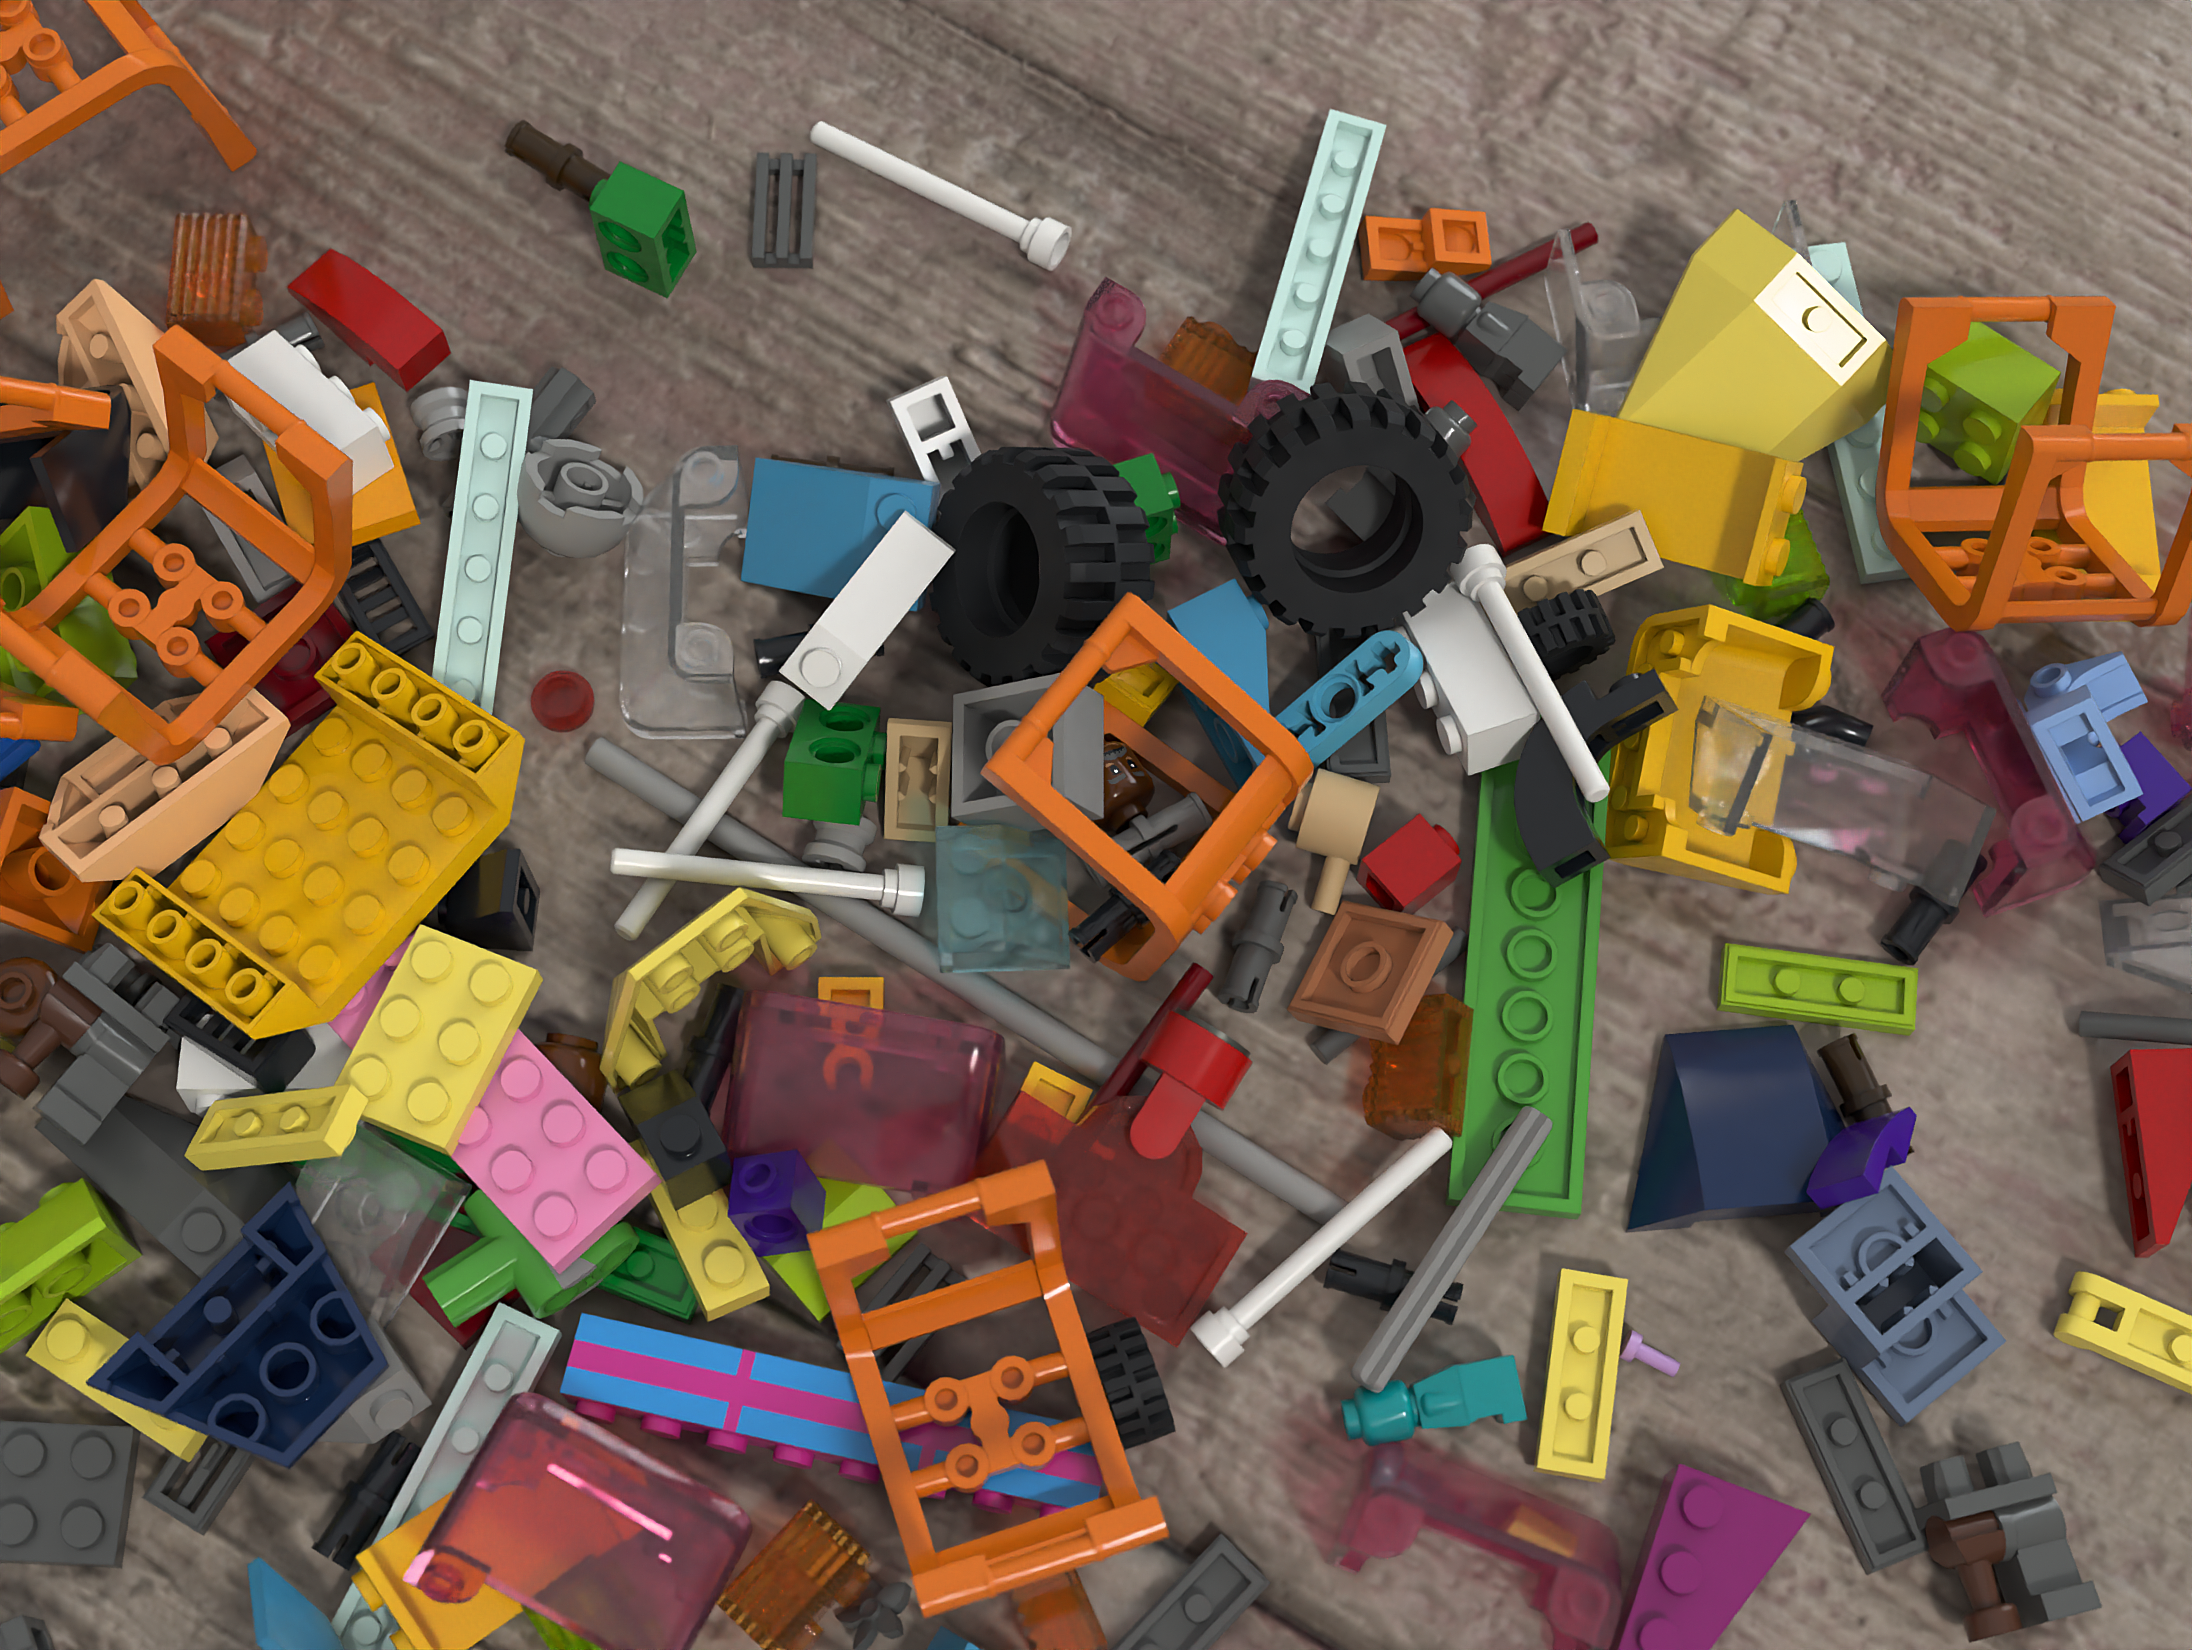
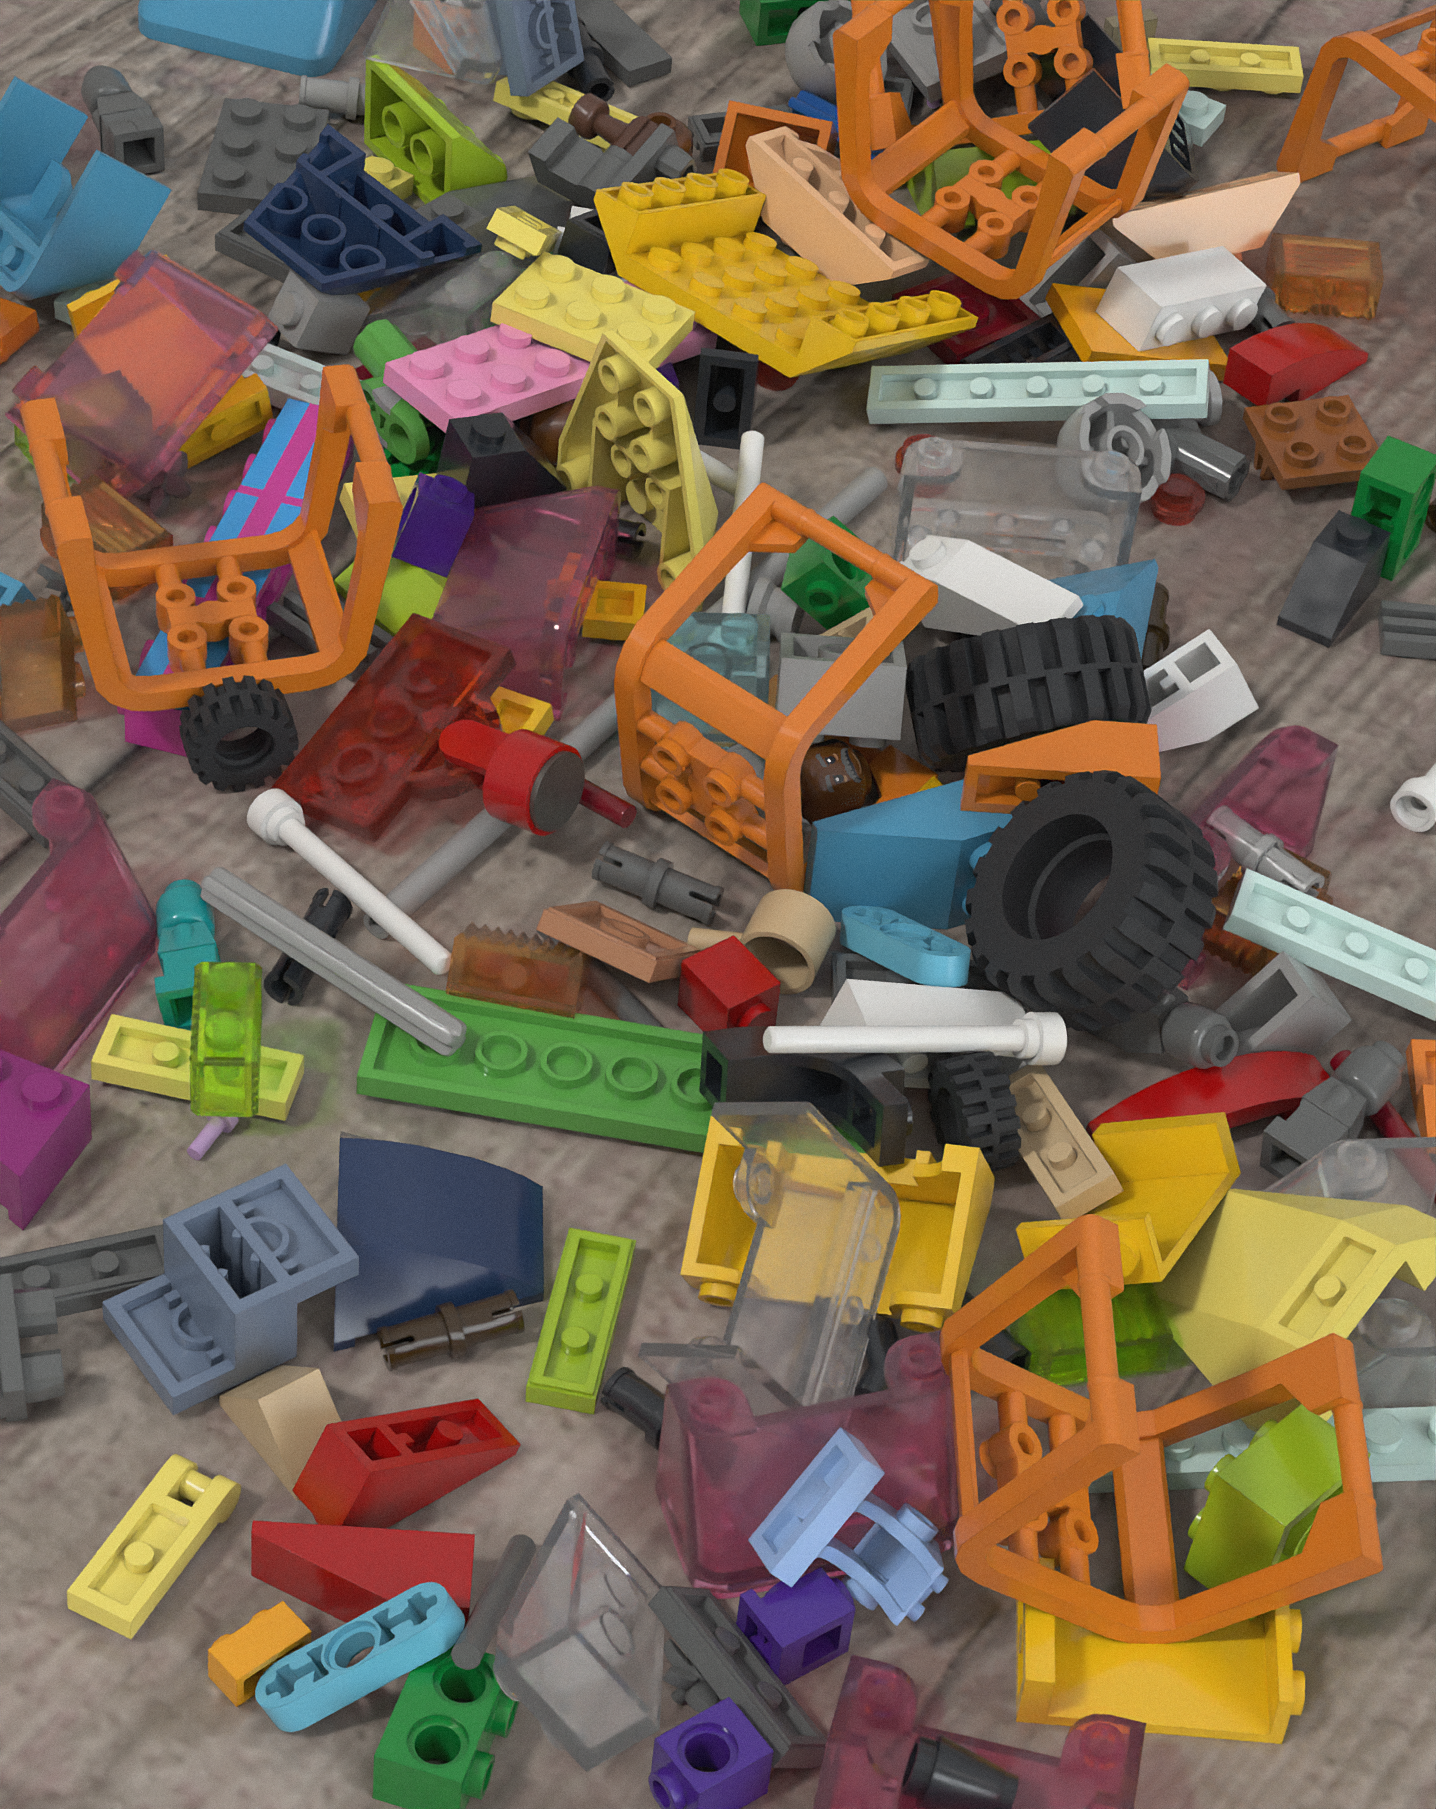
camera: 90 degrees right, 25 degrees down
(512, 304) = (1310, 441): none -> dark orange piece
(608, 436) = (1177, 500): none -> clear red plate
(732, 297) = (1335, 578): none -> black slope
(1185, 510) = (1014, 772): none -> orange slope
(1218, 356) = (1262, 852): none -> light grey pin
(1595, 1333) = (226, 1039): none -> clear neon green brick
(1857, 1157) = (388, 1270): dark purple slope -> none
(2004, 1233) = (282, 1417): none -> tan slope
(2034, 1126) = (399, 1462): none -> red slope

